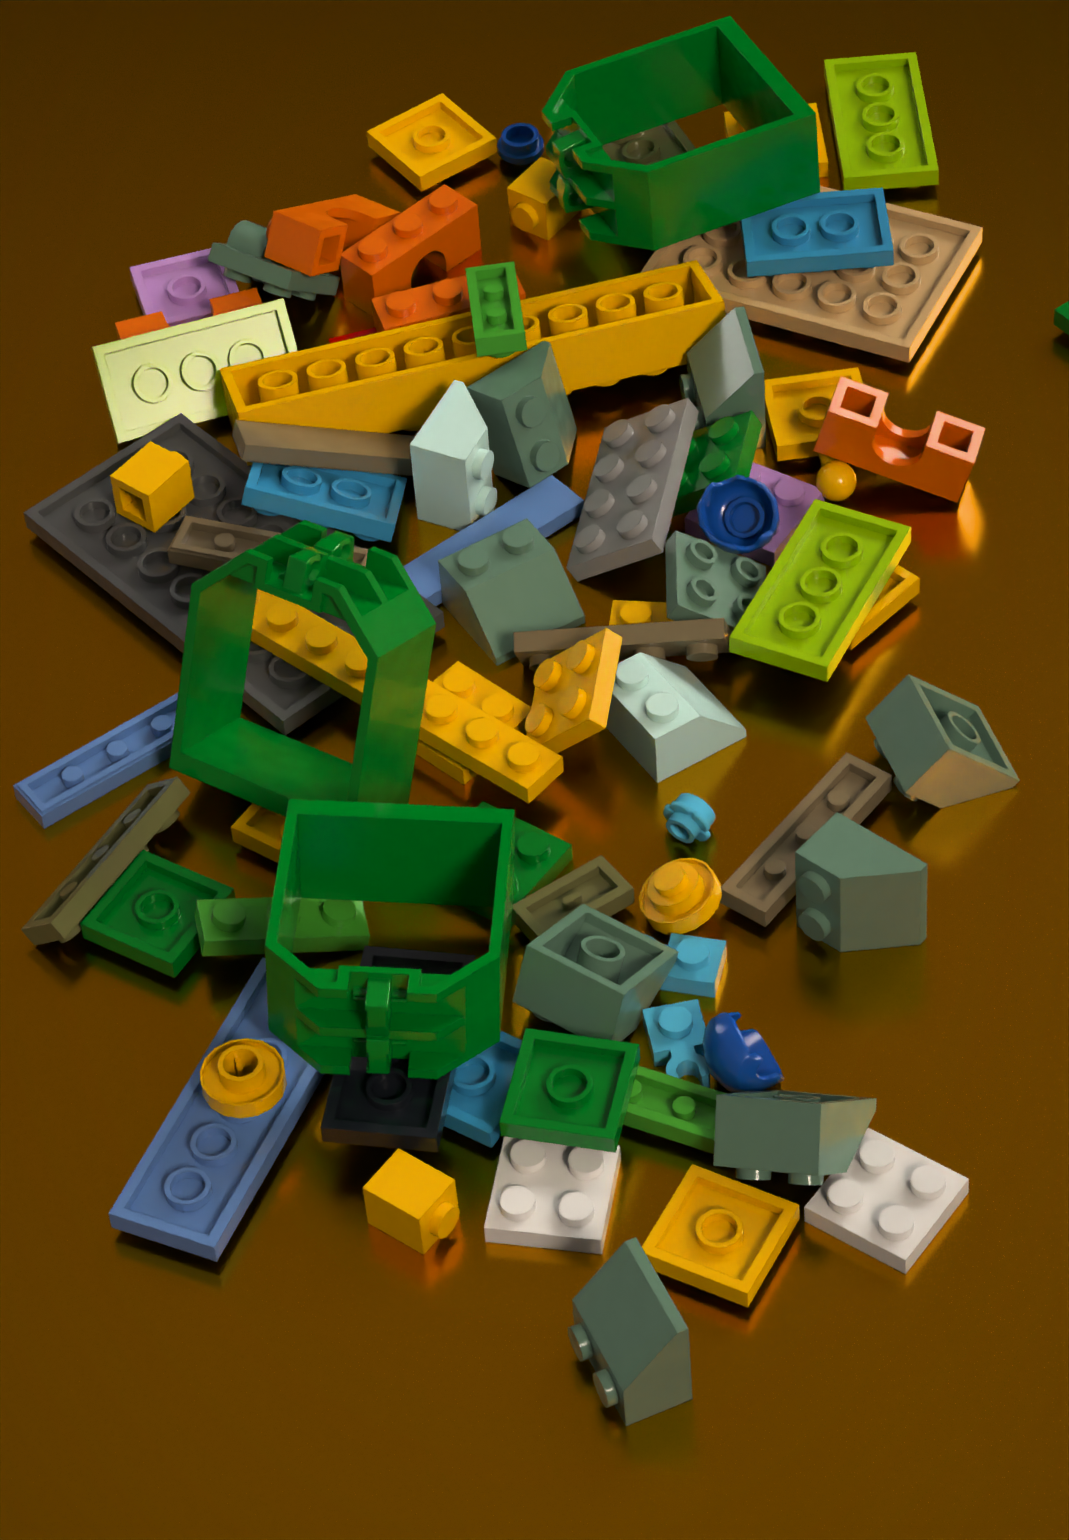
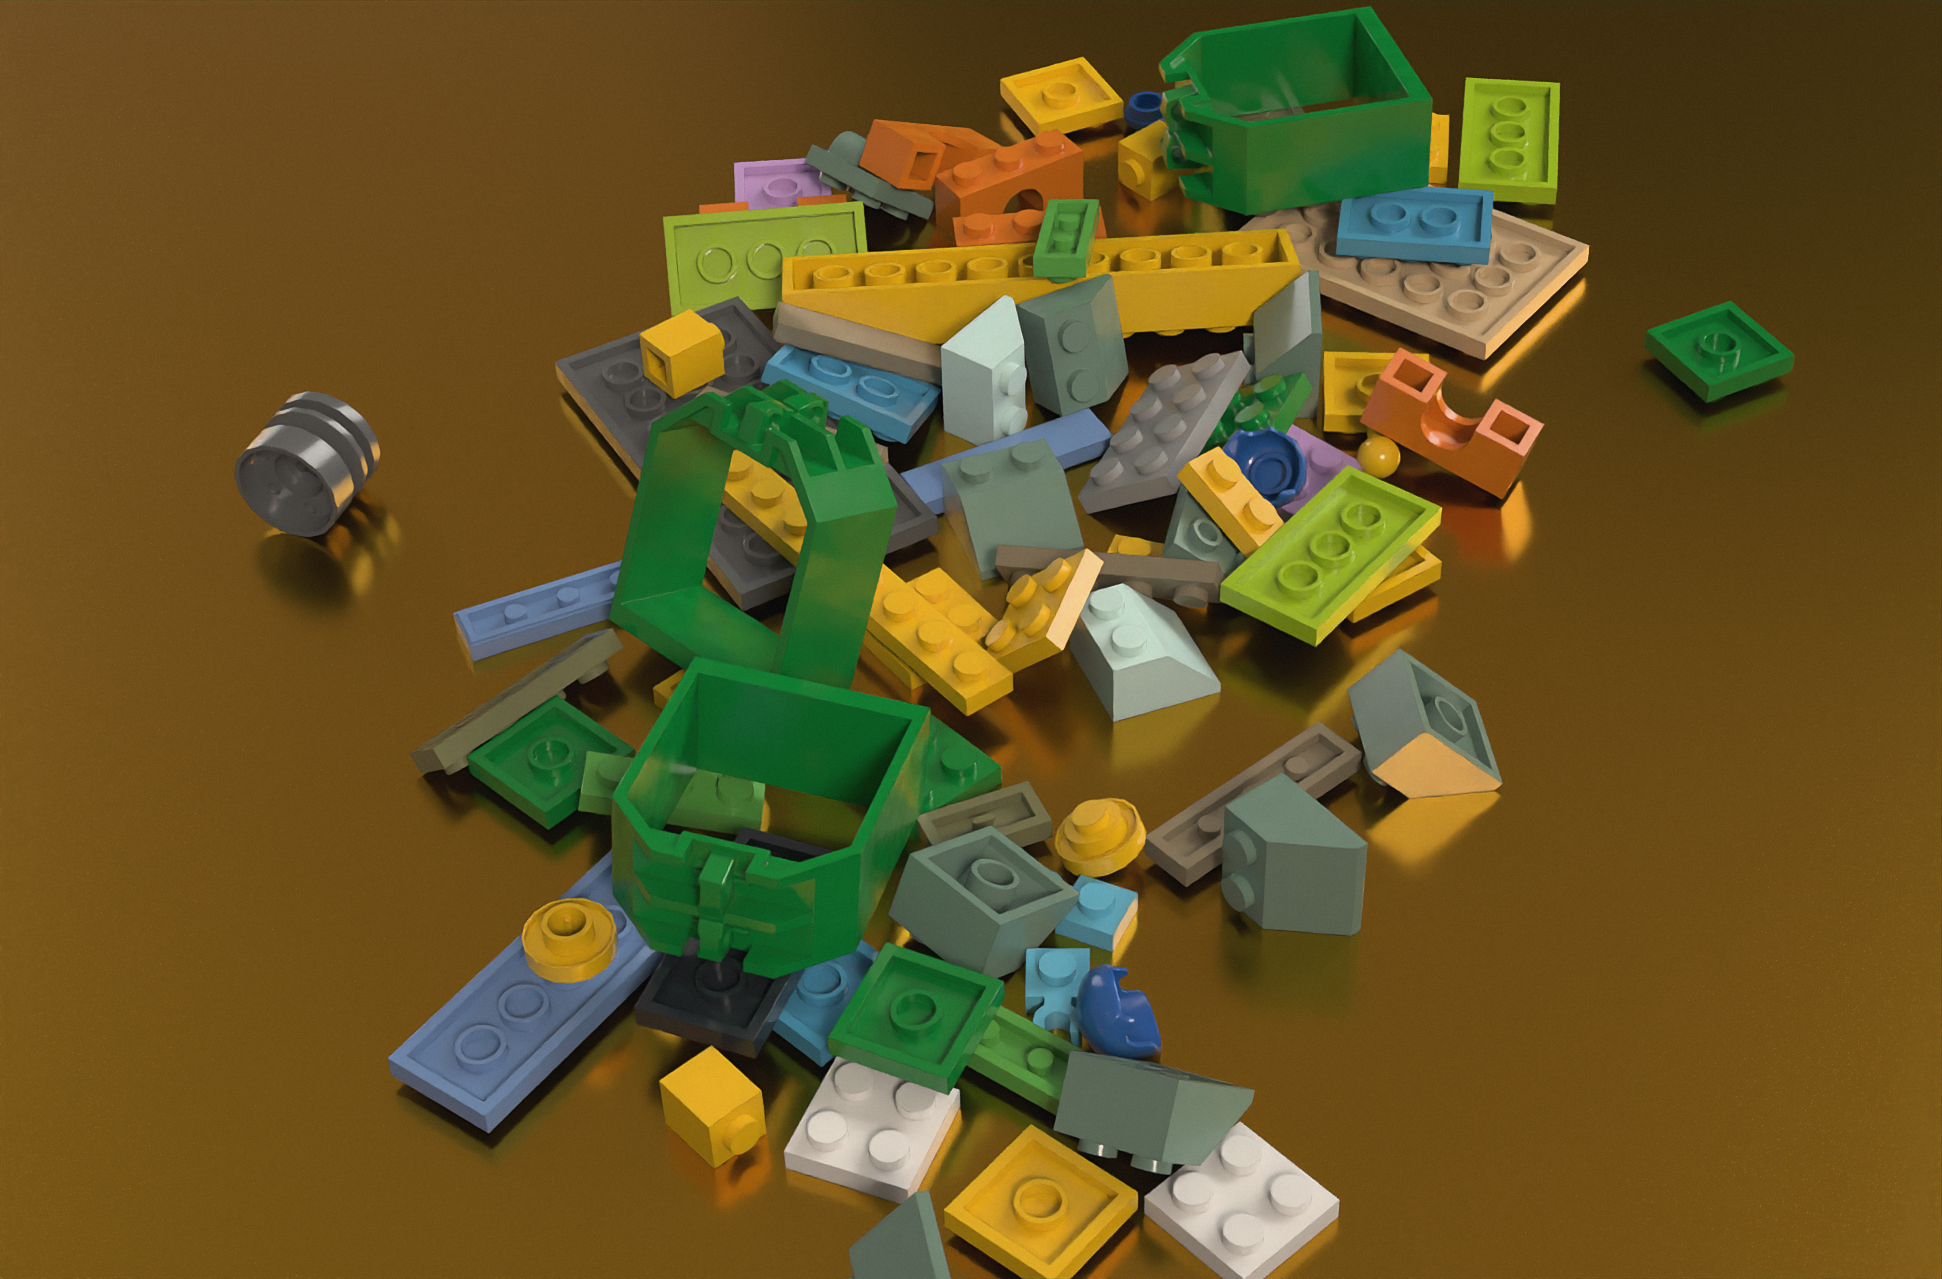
camera: 10 degrees right, 5 degrees down
(689, 818) = (1133, 761): medium azure plate -> none
(719, 554) = (1230, 500): none -> yellow plate

